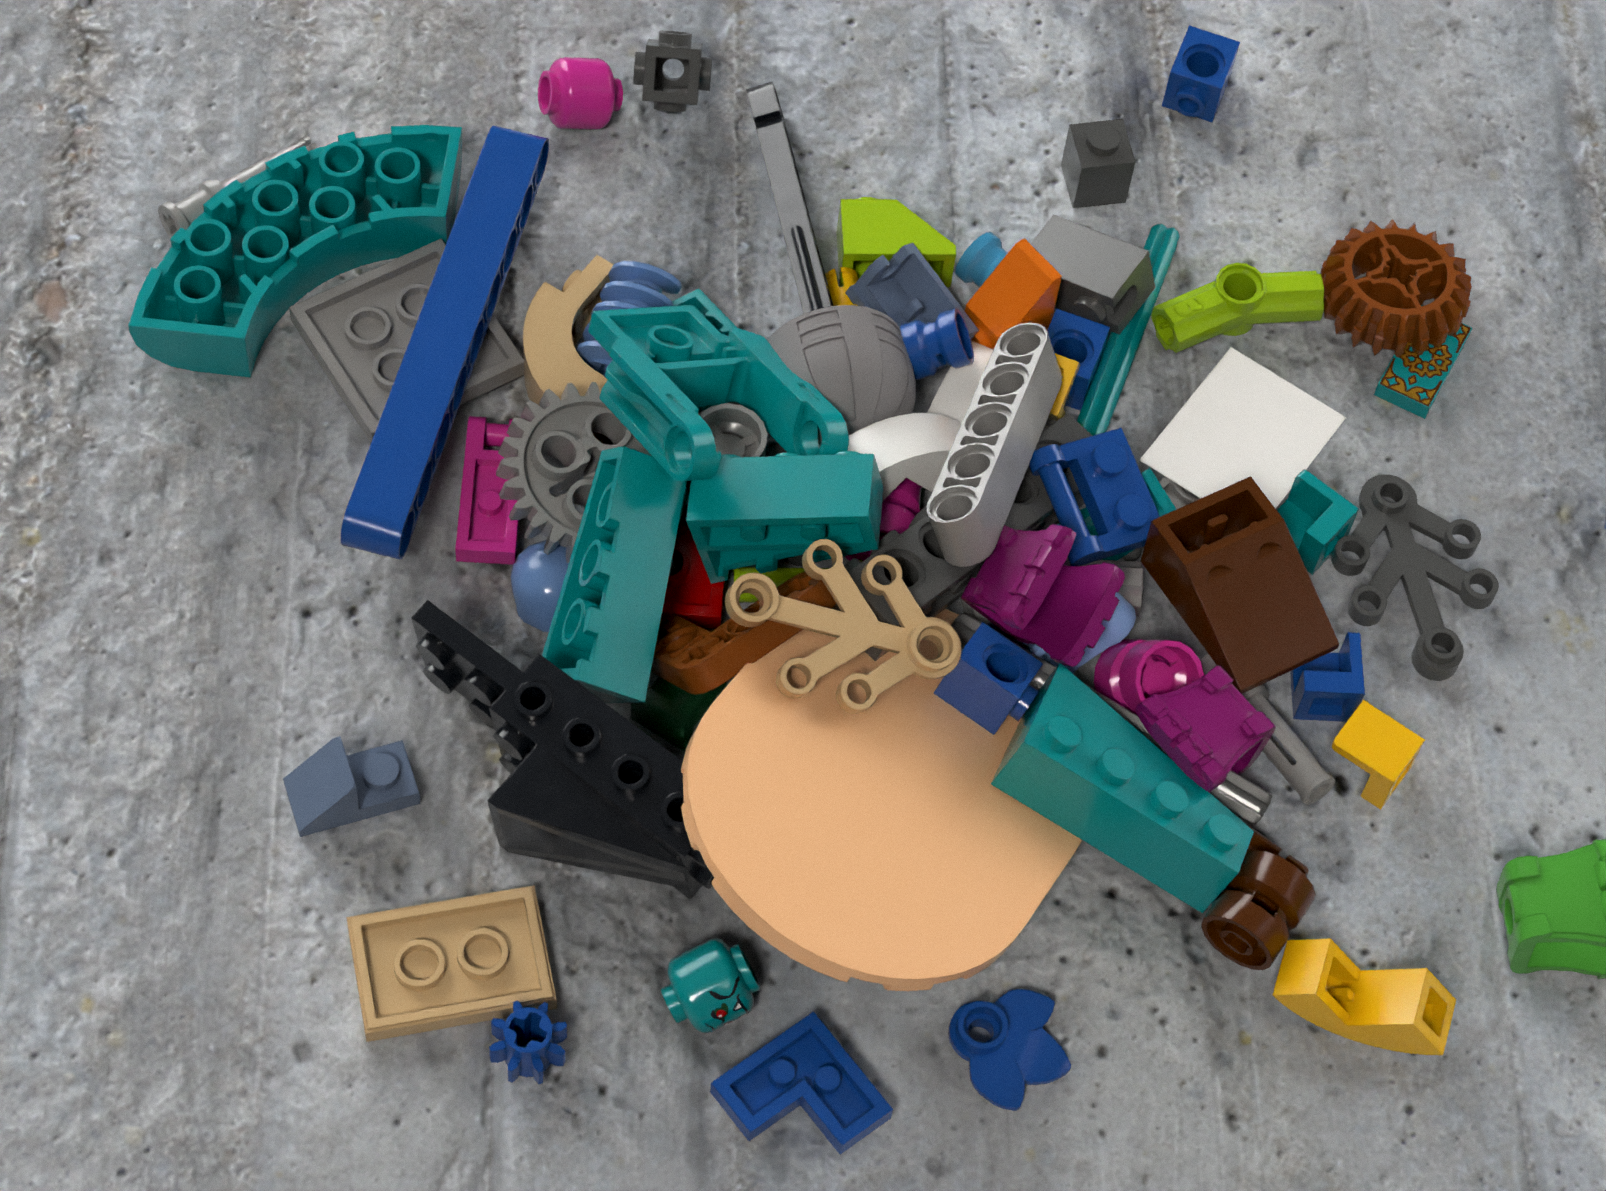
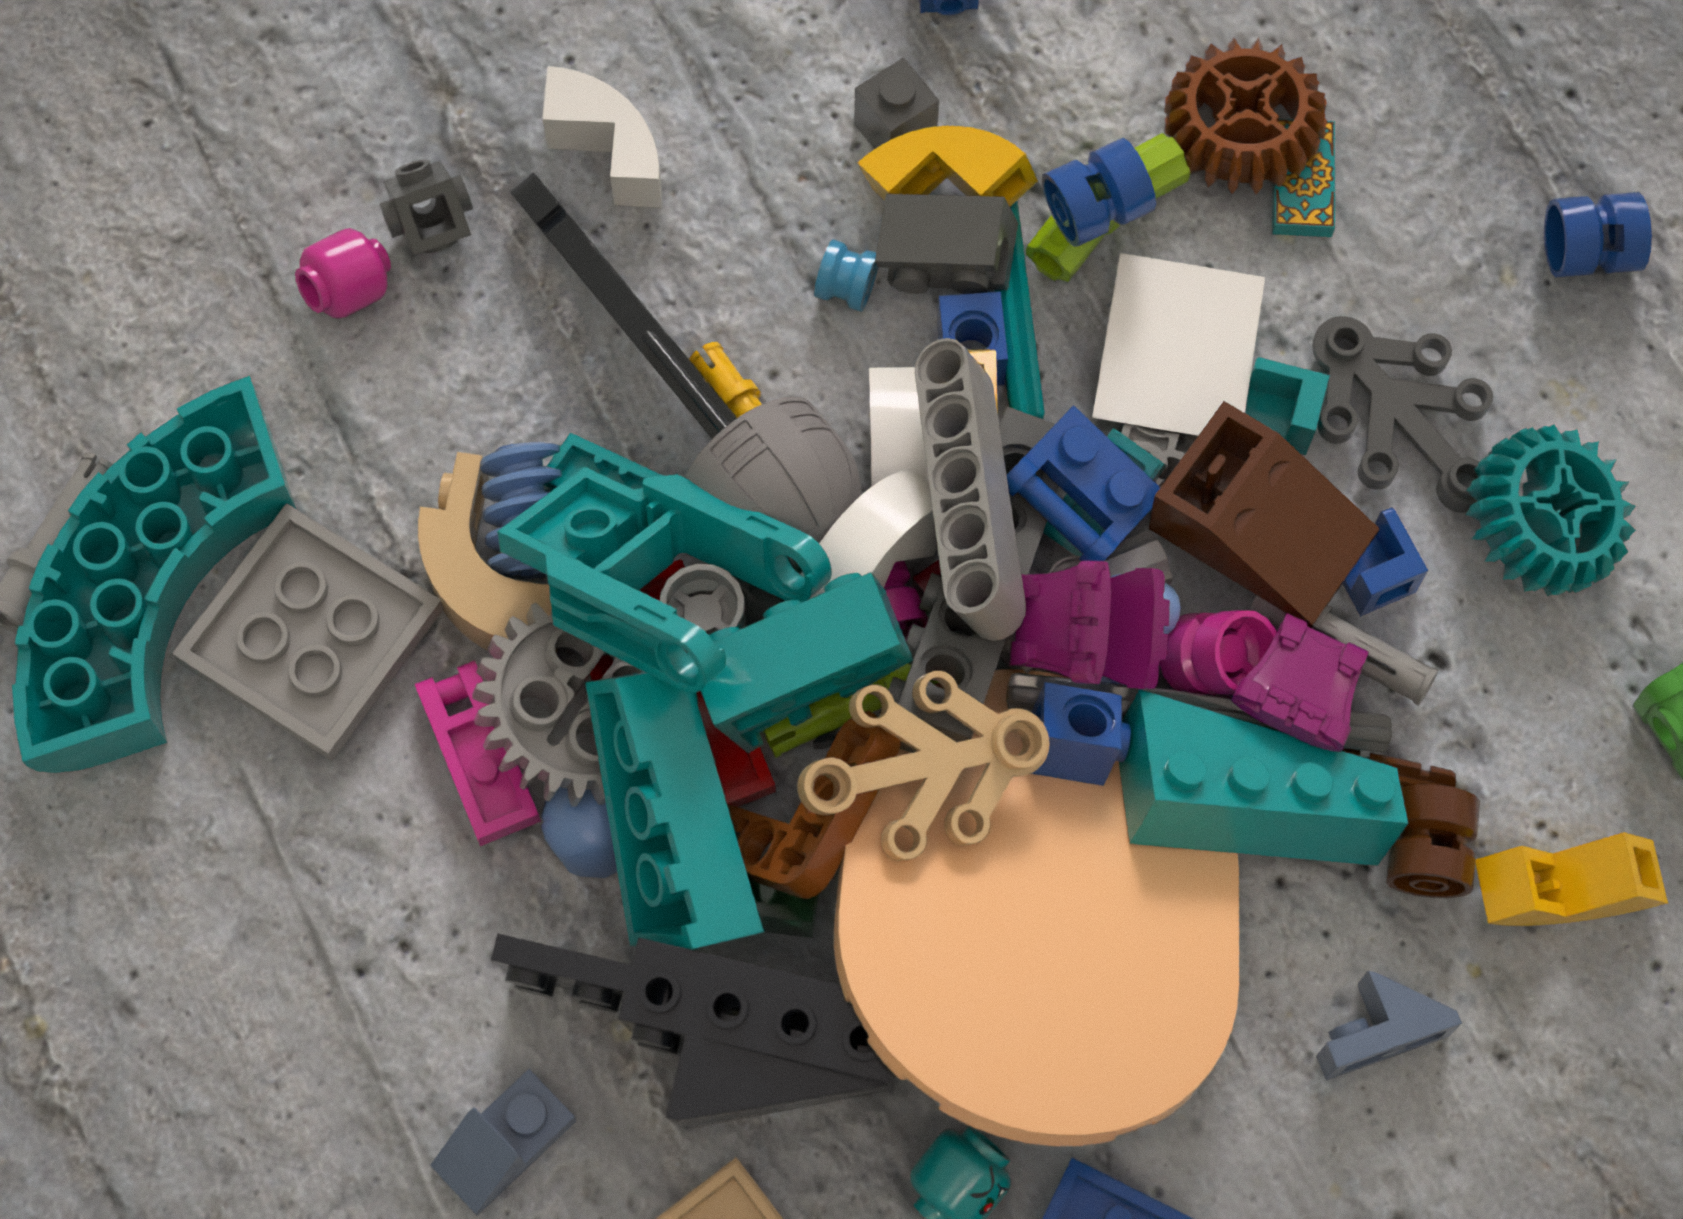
camera: 20 degrees left, 10 degrees up
(444, 344) = (355, 623): blue beam -> none
(846, 66) = (596, 117): none -> white brick
(881, 227) = (736, 297): lime slope -> none
(905, 290) = (797, 357): sand blue hinge -> none
(938, 343) = (847, 399): blue wheel -> none
(1015, 293) = (894, 312): orange slope -> none
(1017, 1049) = (1274, 1093): blue plate -> none
(1123, 209) = (967, 156): none -> yellow brick
(1154, 1045) = (1400, 1021): none -> sand blue slope
(1250, 283) = (1118, 184): none -> blue wheel
(1379, 748) = (1463, 618): yellow panel -> none
(1479, 703) = (1539, 530): none -> teal gear

